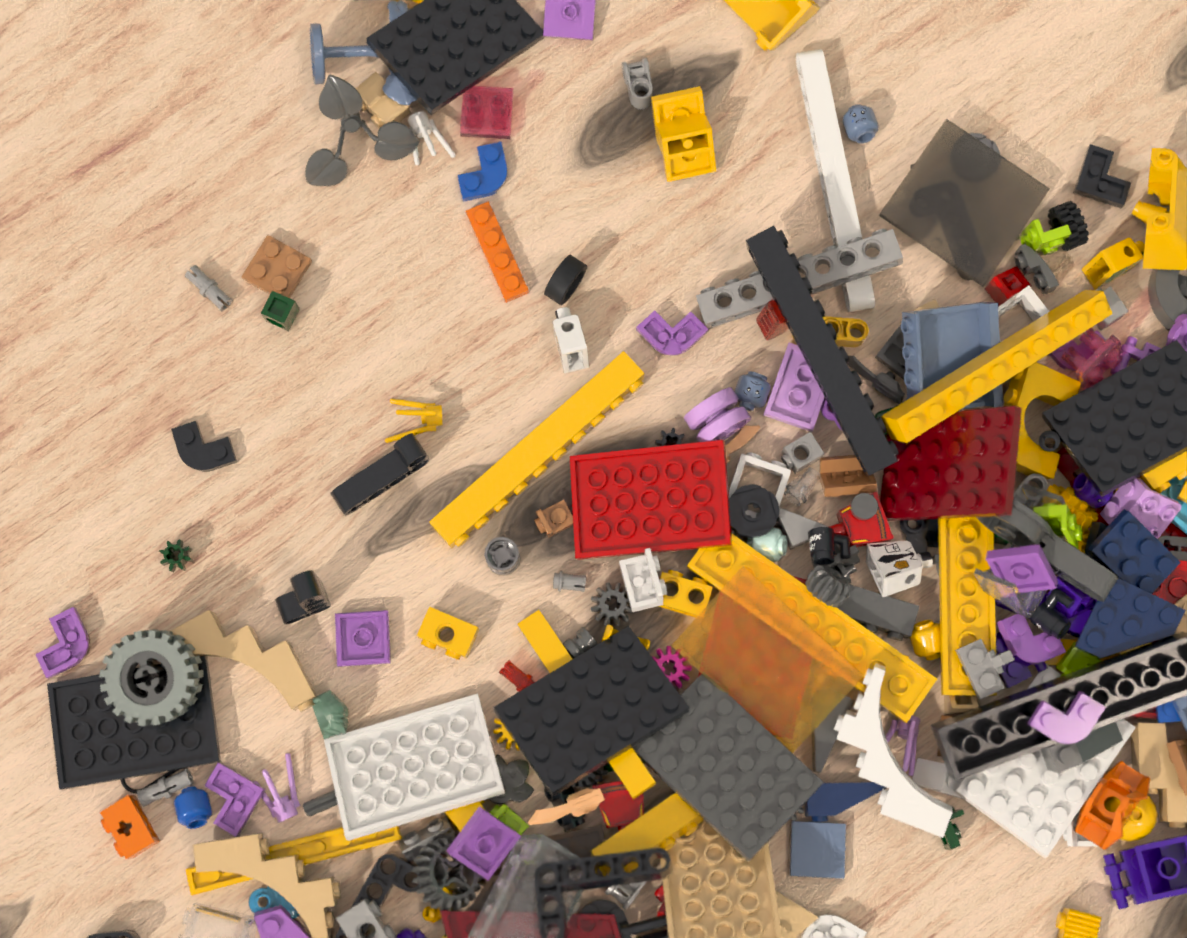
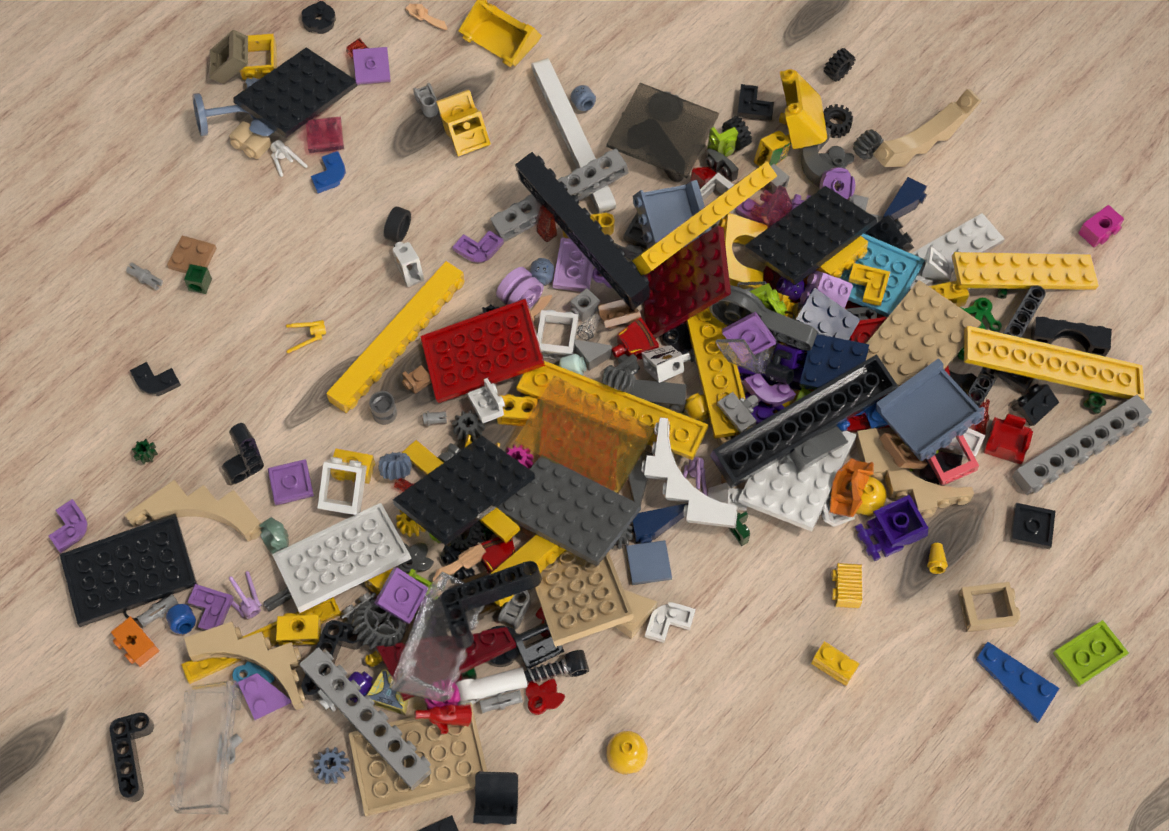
camera: 10 degrees left, 15 degrees down
(158, 705) = (147, 541): light grey wheel -> none
(326, 857) = (307, 636): none -> yellow brick
(344, 102) = (218, 136): dark grey plant -> none
(381, 475) = (288, 371): black beam -> none
(420, 686) = (337, 505): none -> white window
(497, 252) = (347, 219): orange plate -> none
(504, 646) = (395, 466): none -> sand blue gear
(765, 519) = (557, 333): black plate -> none
(822, 545) = (610, 354): black piece -> none
(864, 506) = (633, 327): dark grey tile -> none
(1049, 447) = (752, 261): black pin -> none
(1067, 727) = (805, 430): plate -> none

